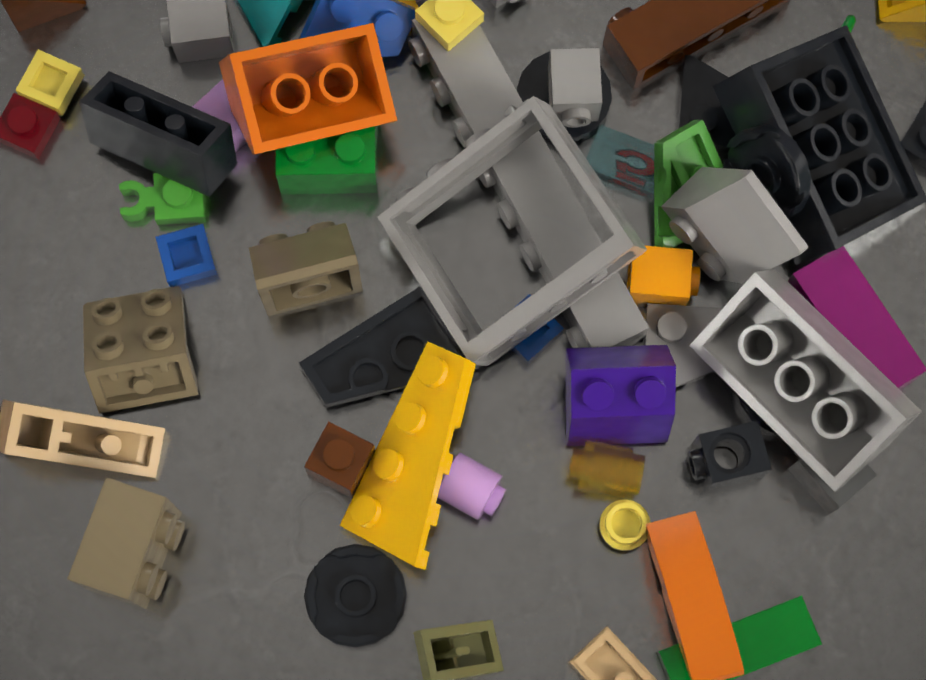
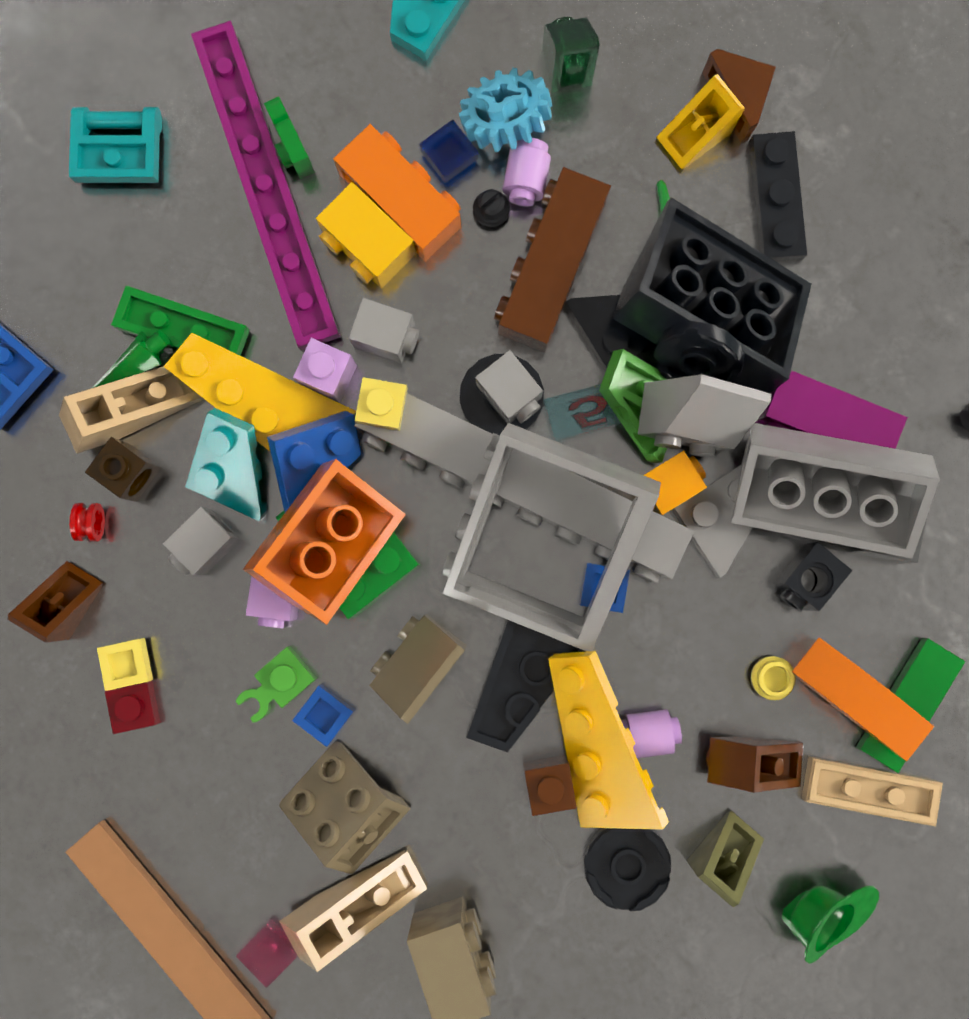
camera: 30 degrees left, 10 degrees up
(159, 133) = (237, 649): black brick -> none
(549, 586) = (754, 763): none -> reddish brown slope
(607, 469) = (734, 650): clear yellow brick -> none
(620, 394) = (707, 591): dark purple slope -> none

